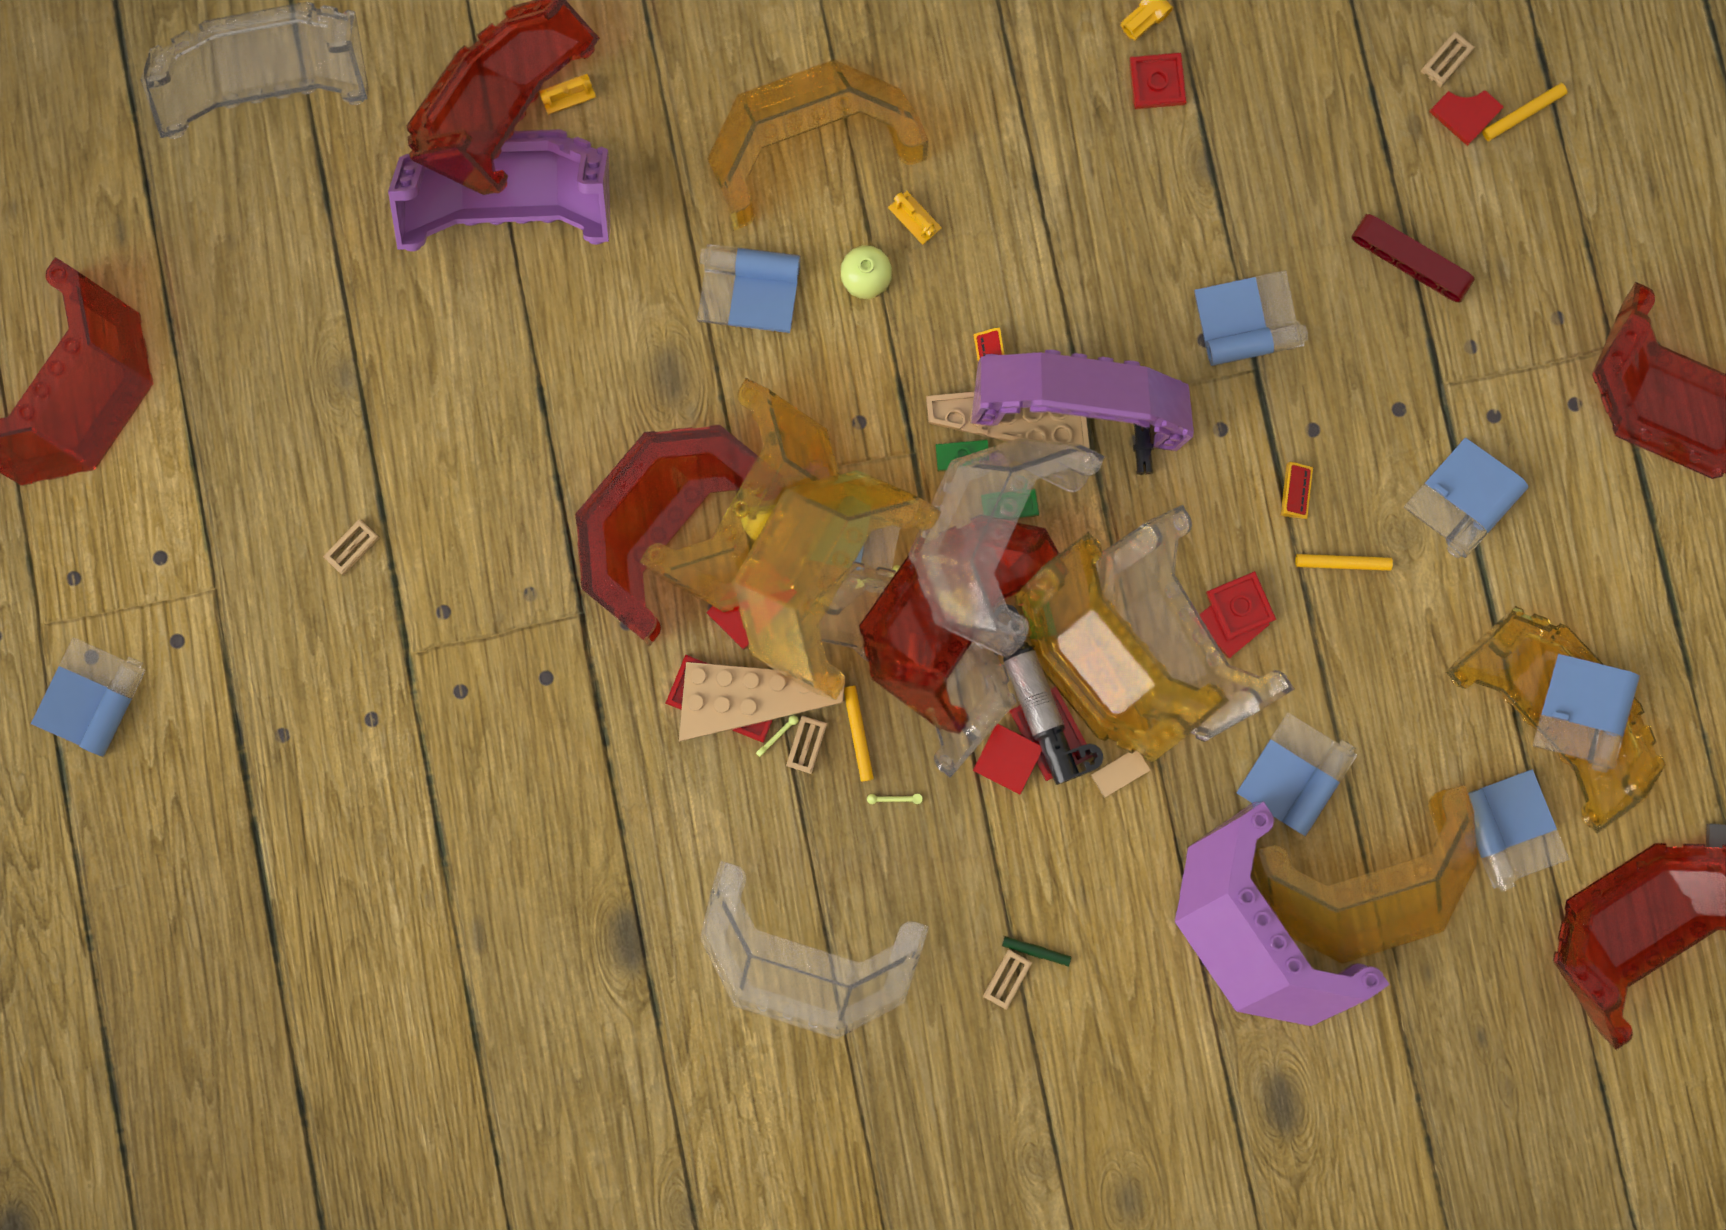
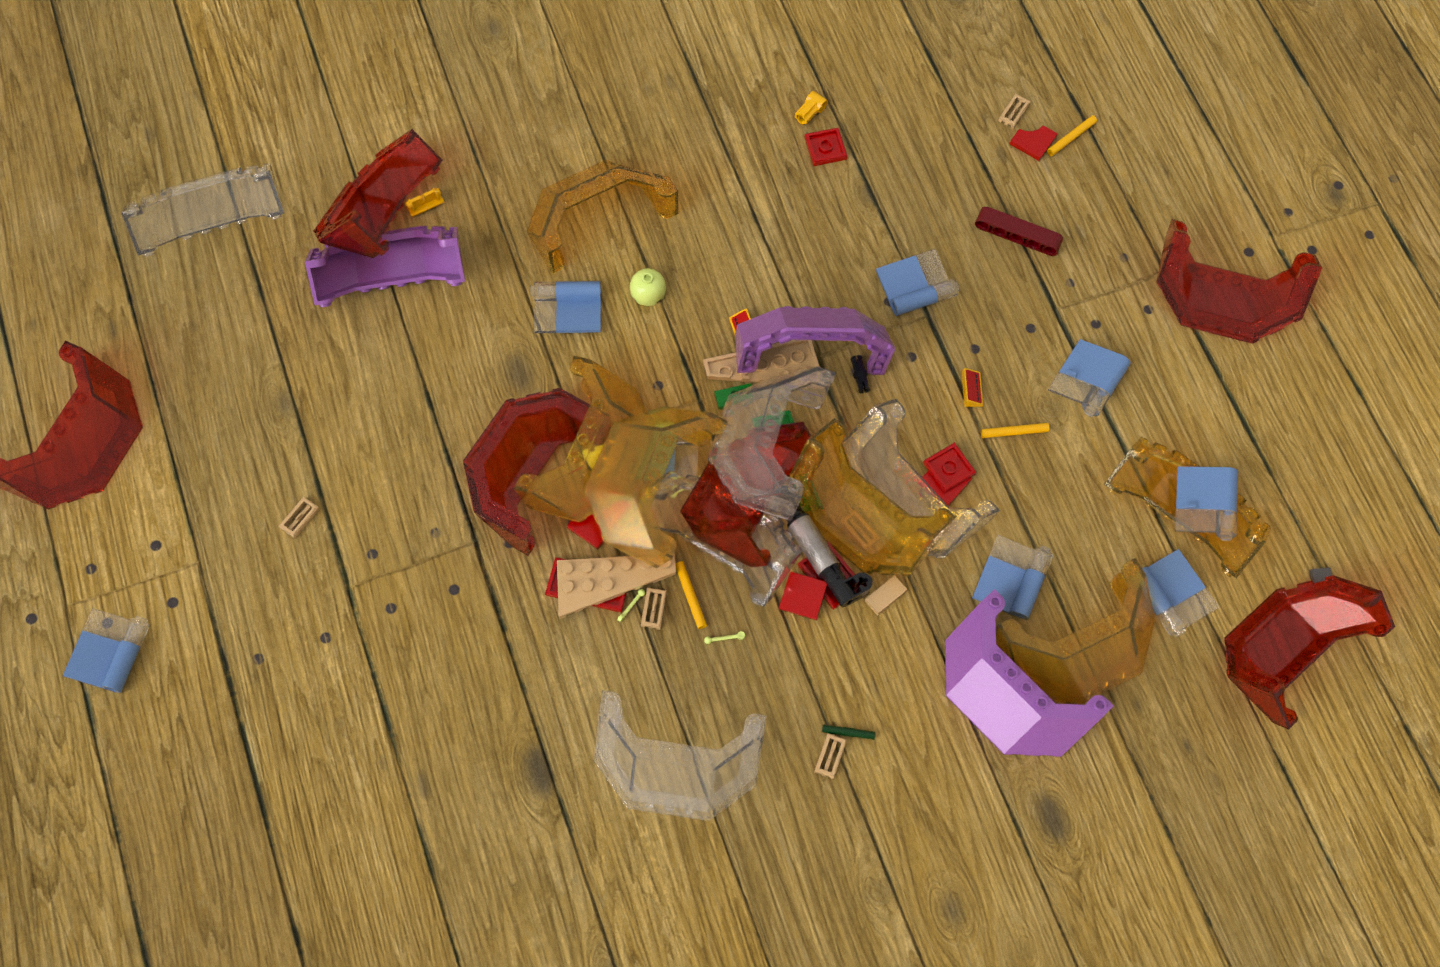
camera: 15 degrees left, 15 degrees down
(914, 217) = (675, 249): yellow hinge -> none

